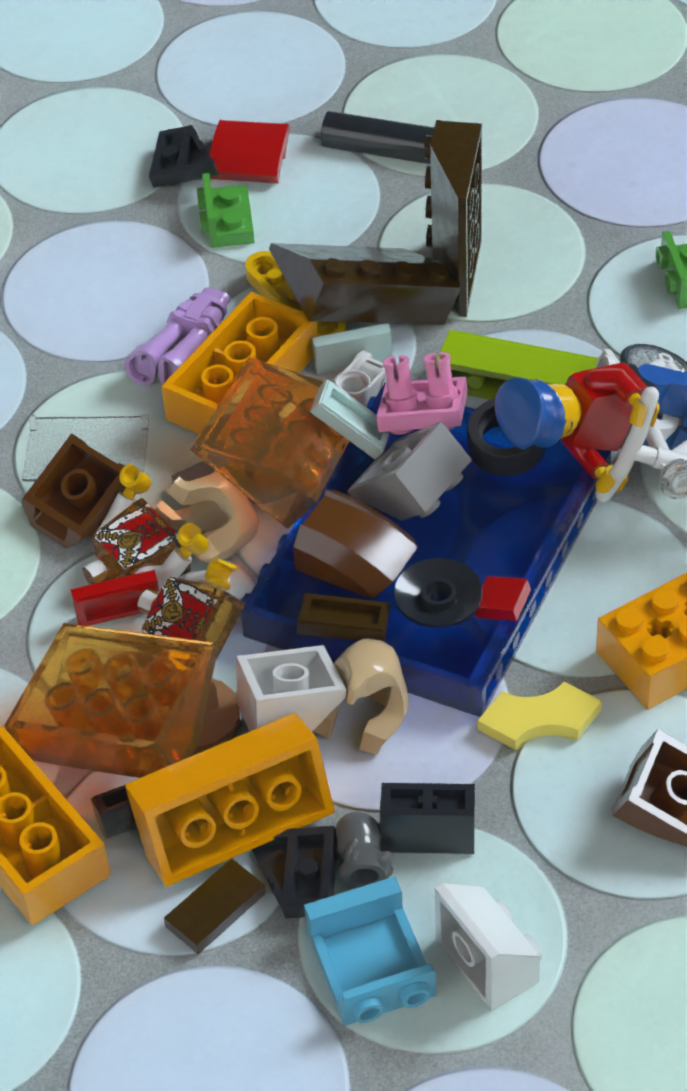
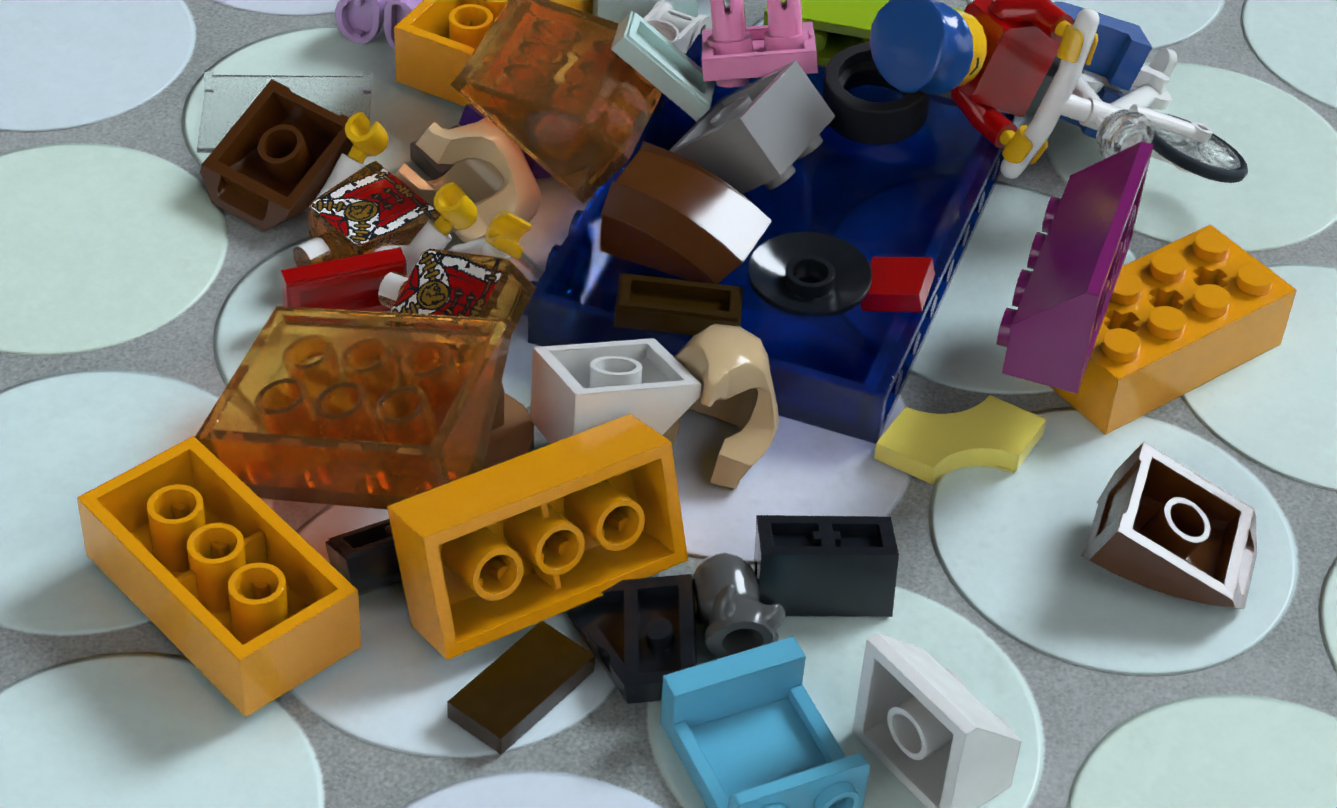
camera: 10 degrees left, 5 degrees down
(623, 597) = (1074, 271): none -> magenta slope

